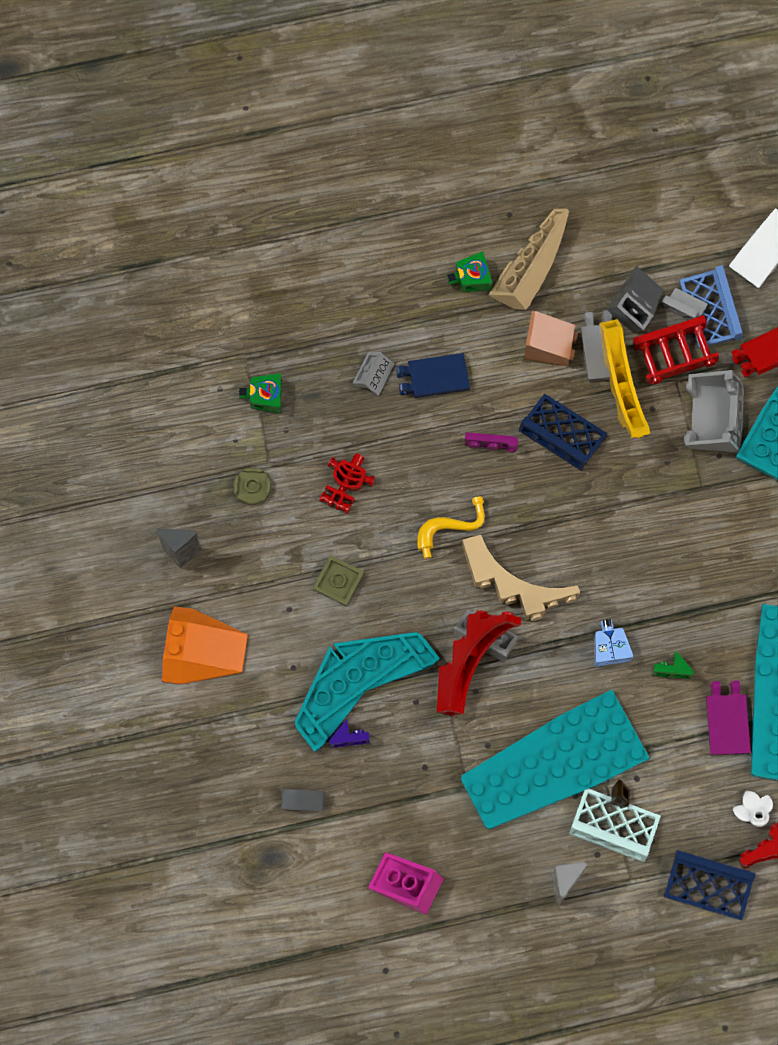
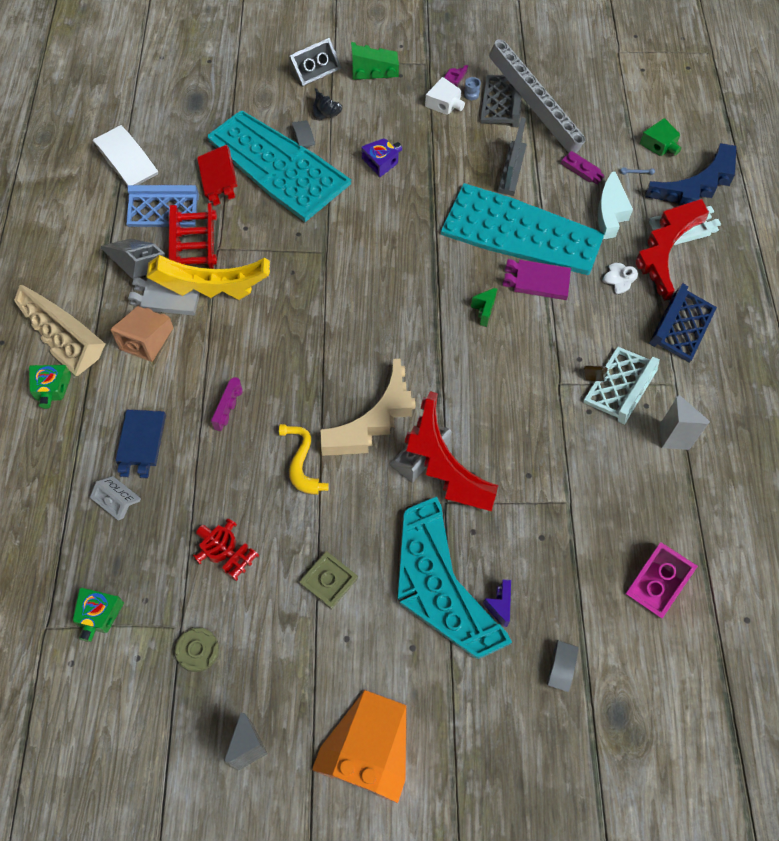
camera: 80 degrees left, 10 degrees down
(555, 762) = (556, 423): teal wing -> none
(557, 445) = (245, 351): dark blue fence -> none
(611, 645) = (454, 348): light blue torso -> none
(684, 304) = (152, 224): light grey panel -> none
(715, 411) = (259, 223): light grey windscreen -> none

